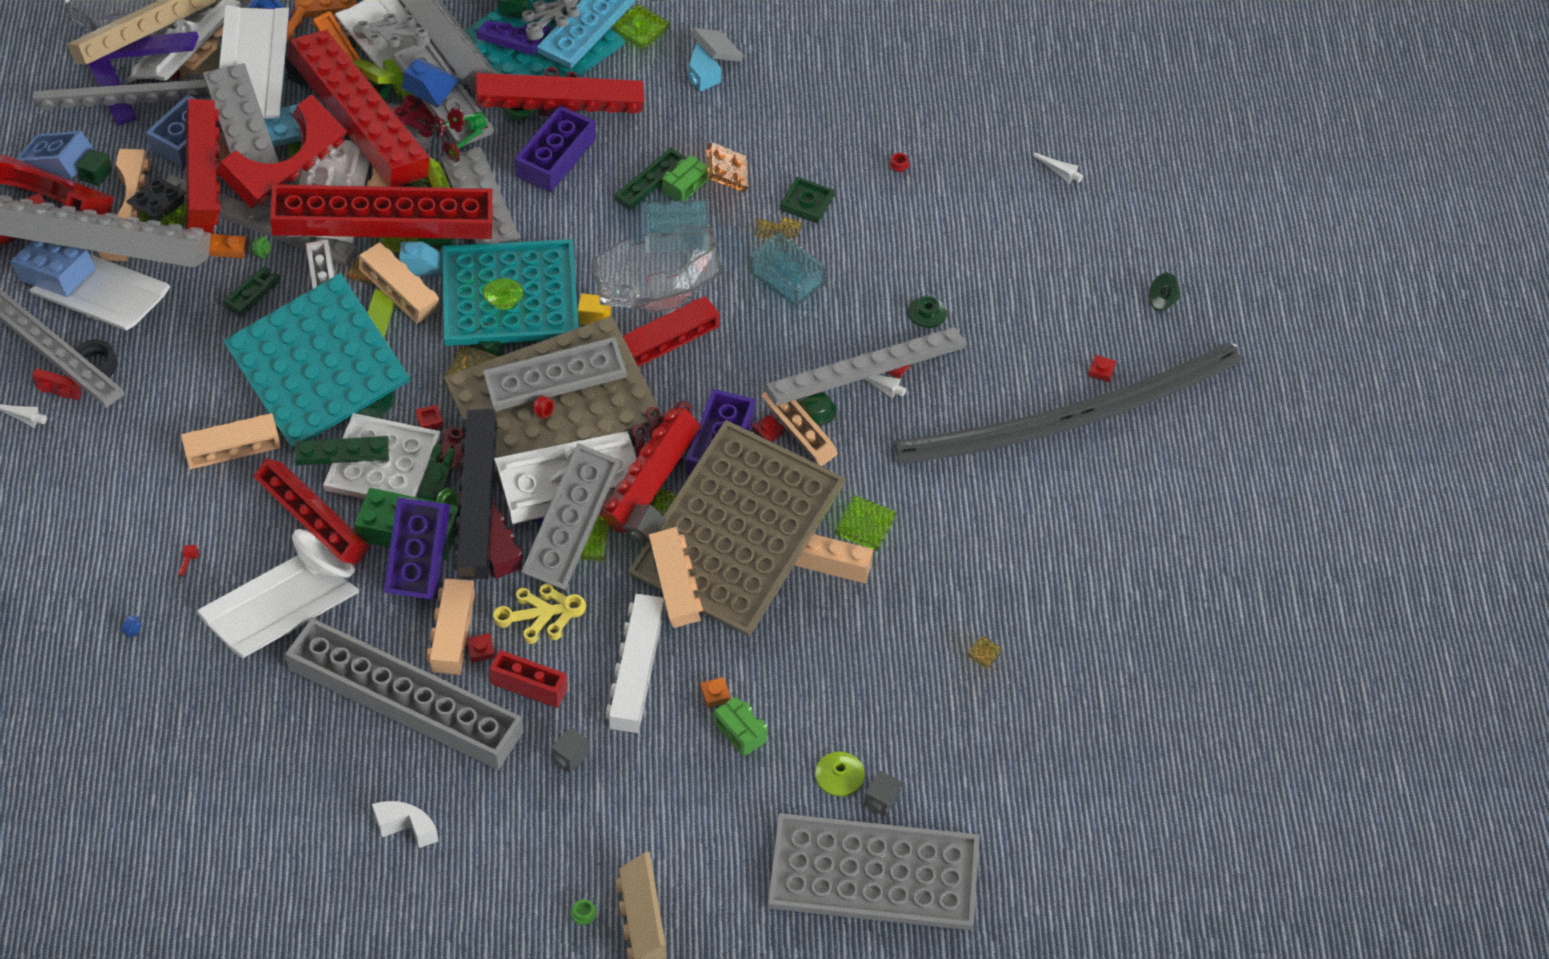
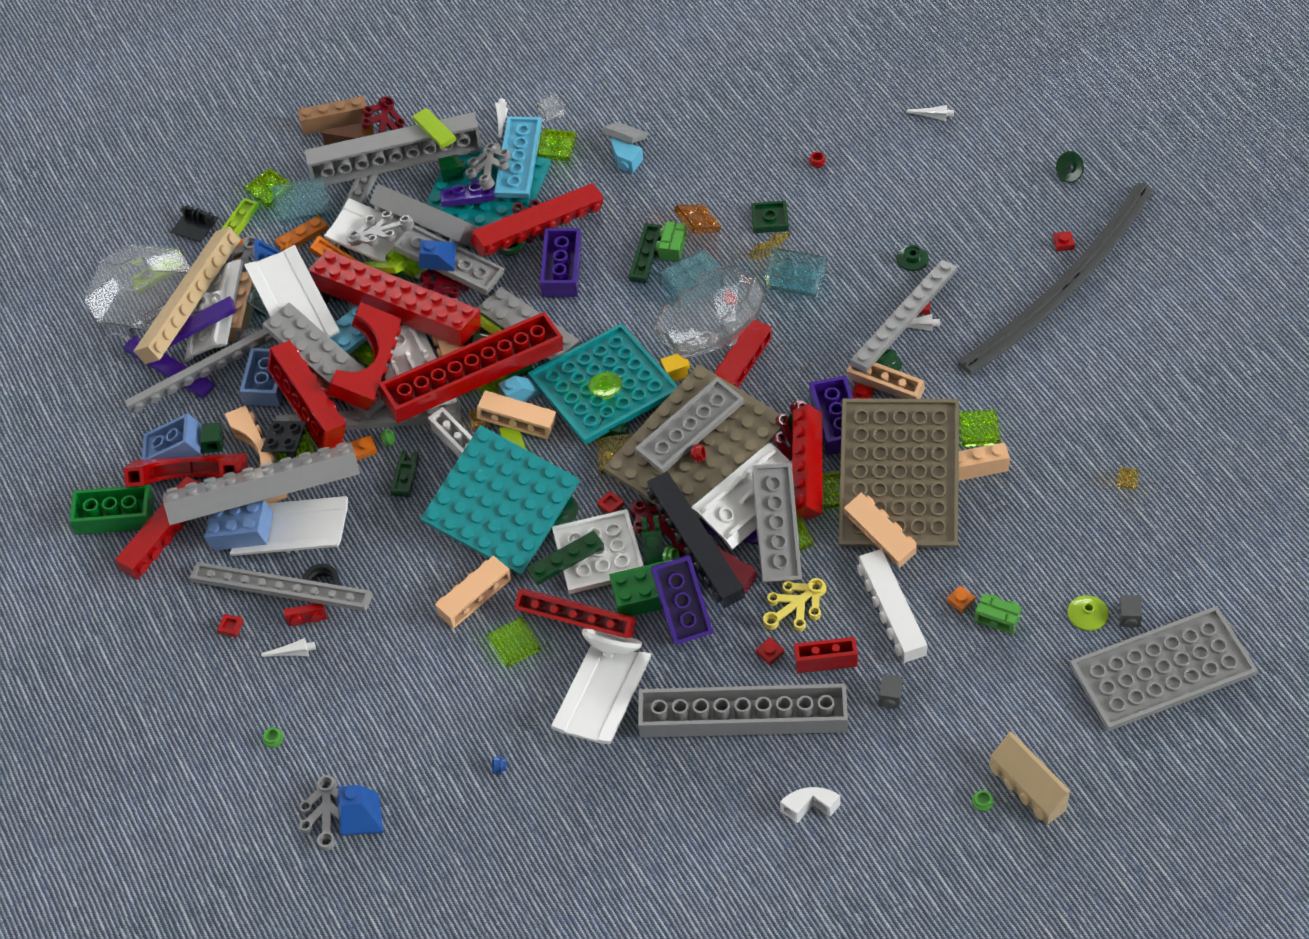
camera: 20 degrees left, 0 degrees up
(189, 552) = (503, 688): red hand -> none
(236, 511) = (514, 642): none -> clear neon green plate
(451, 627) = (740, 646): light nougat brick -> none
(456, 120) = (482, 272): plant -> none
(642, 522) = (830, 502): dark grey brick -> none

